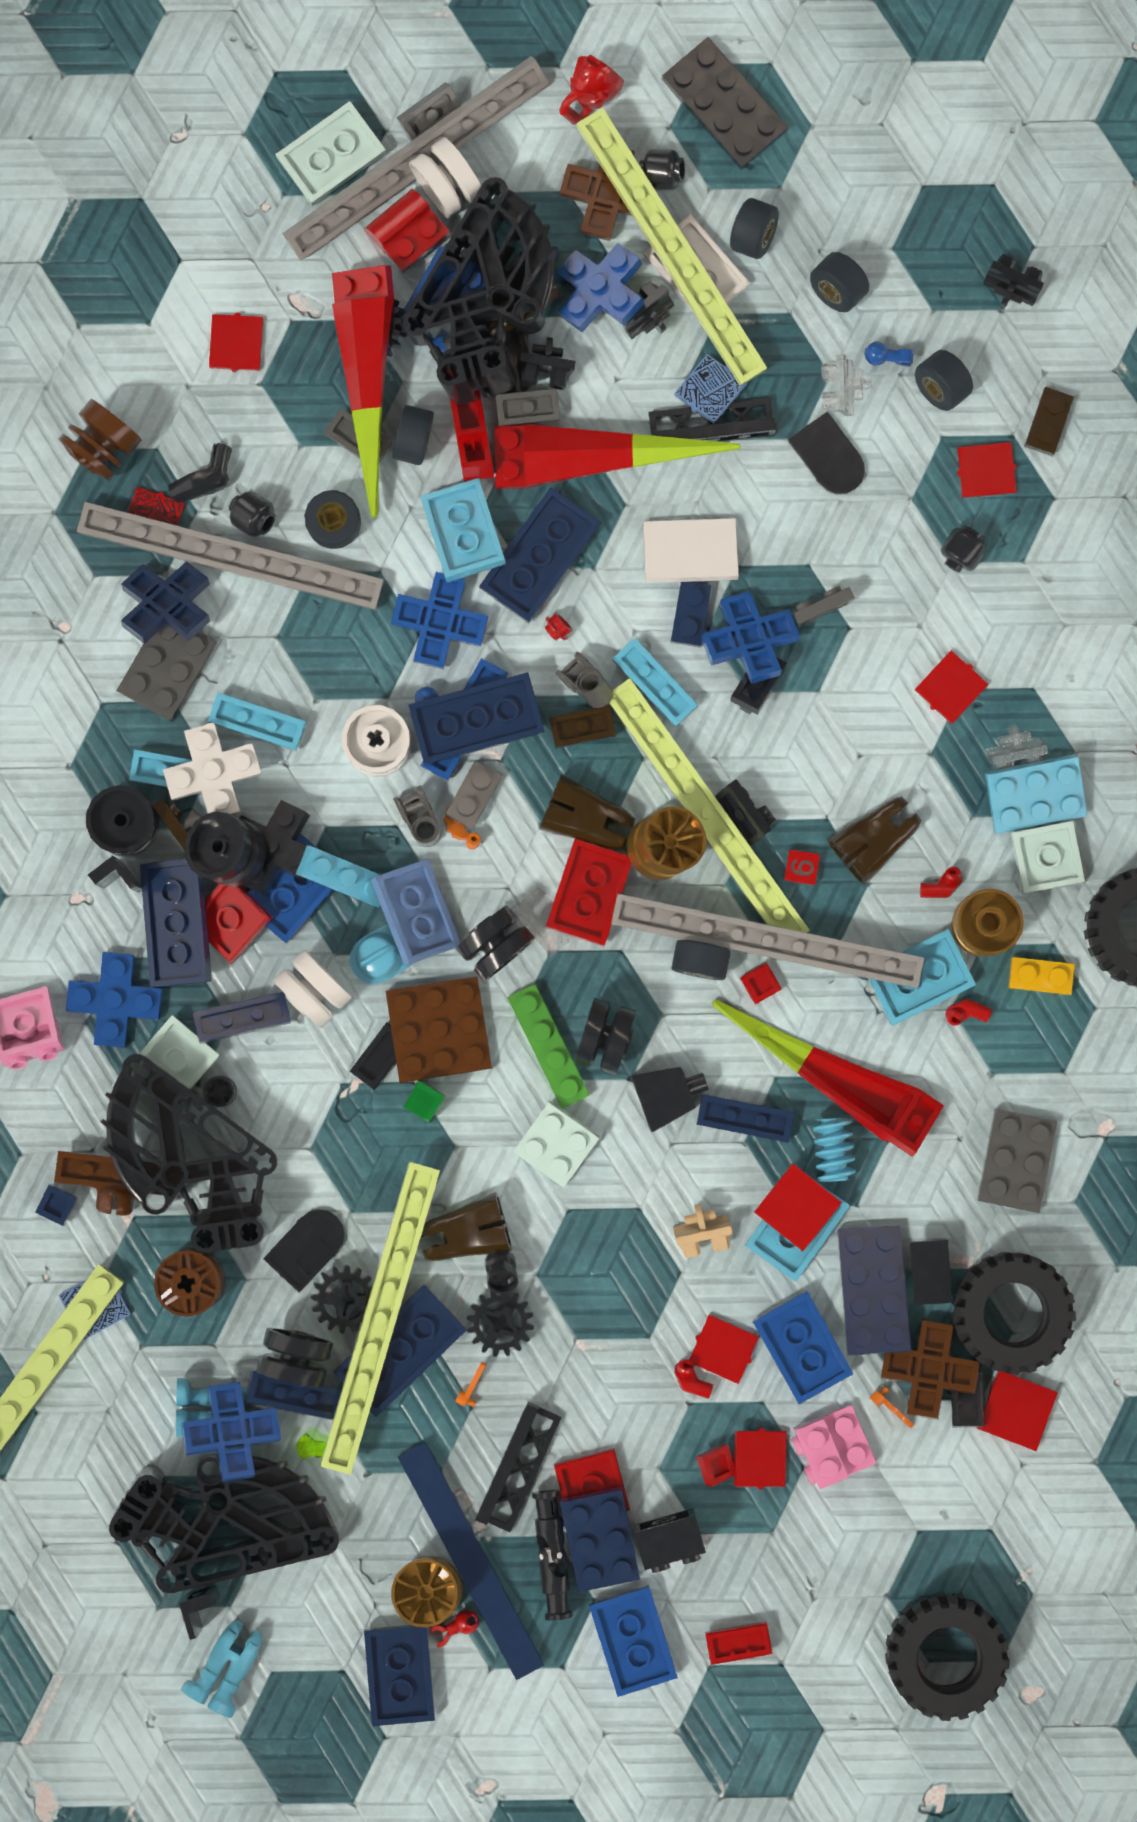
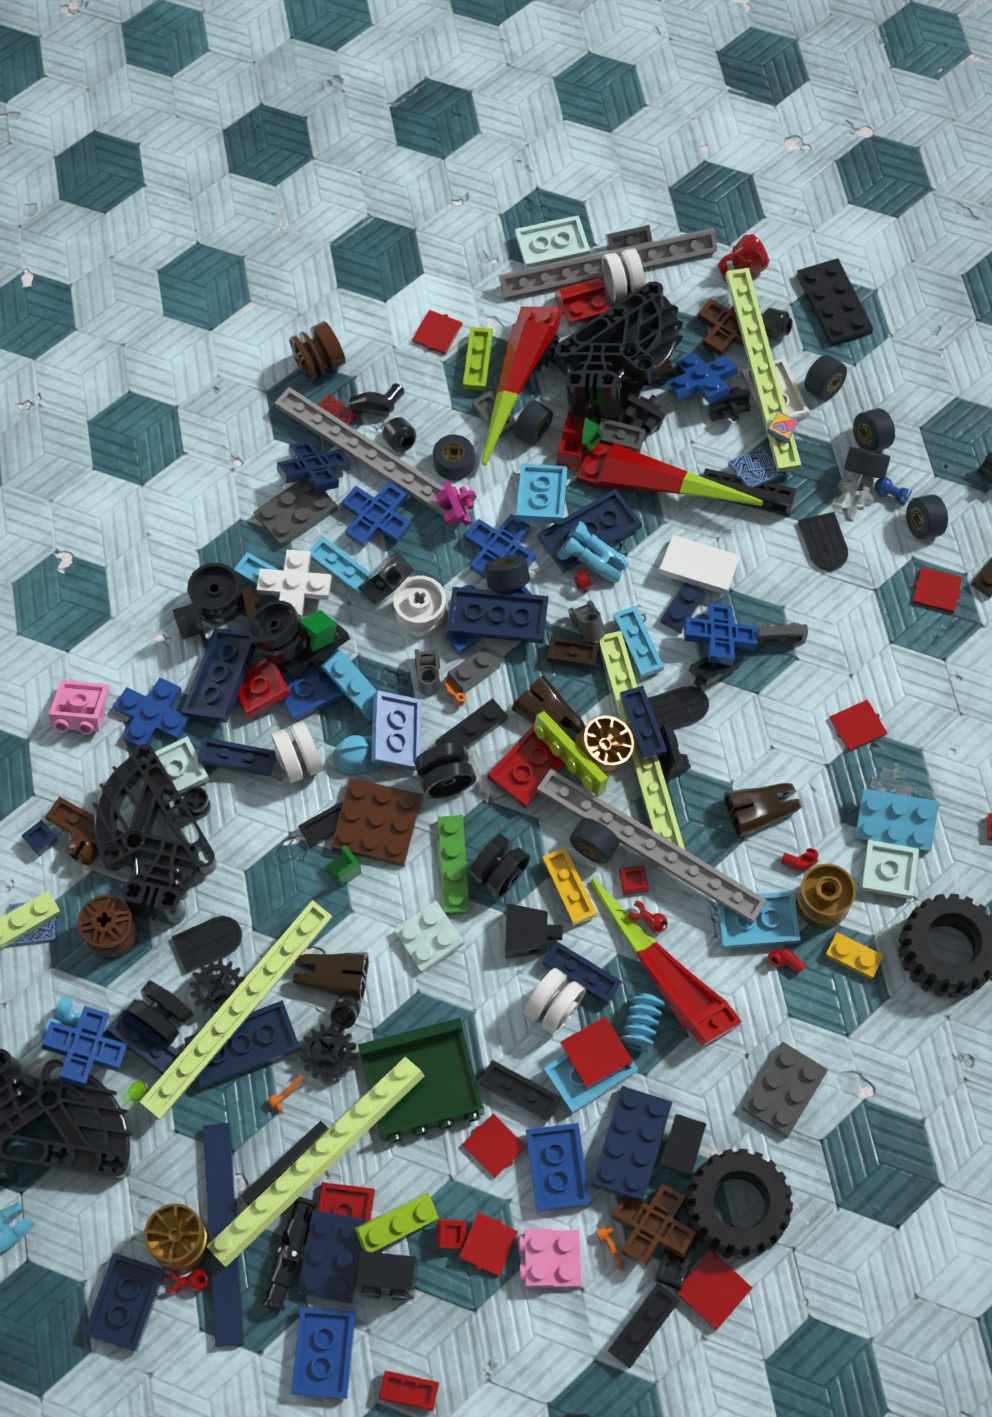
camera: 20 degrees right, 20 degrees down
(269, 634) = (376, 514): none -> blue plate
(274, 829) = (321, 628): none -> green panel
(305, 365) = (478, 359): none -> lime plate
(324, 719) = (391, 573): none -> black torso
(368, 585) = (451, 496): none -> dark pink hips
(466, 660) = (507, 573): none -> black wheel
(494, 428) = (591, 435): none -> green slope
(501, 871) = (475, 725): none -> black plate
(529, 597) = (597, 564): none -> medium azure piece
(540, 1447) = (315, 1161): none -> yellowish green plate
(616, 1313) = (444, 1093): none -> dark green panel
(644, 874) = (570, 754): none -> lime plate
(655, 1479) = (396, 1223): none -> lime plate
(688, 1379) = (455, 1158): red arm -> none
(691, 1022) = (569, 886): none -> yellow plate
(702, 792) = (643, 723): none -> dark blue plate
(703, 1227) = (502, 1044): tan hips -> none
(727, 326) = (782, 427): none -> tile
(729, 1279) = (520, 1091): none -> black plate
(730, 749) = (679, 706): none -> black window
(734, 1171) = (554, 1001): none -> white wheel
(801, 867) = (697, 808): red tile -> none
(802, 1024) = (653, 920): none -> red arm
(847, 334) = (867, 462): none -> black wheel
(957, 1478) = (643, 1326): none -> black plate
(963, 549) = (901, 632): black head -> none

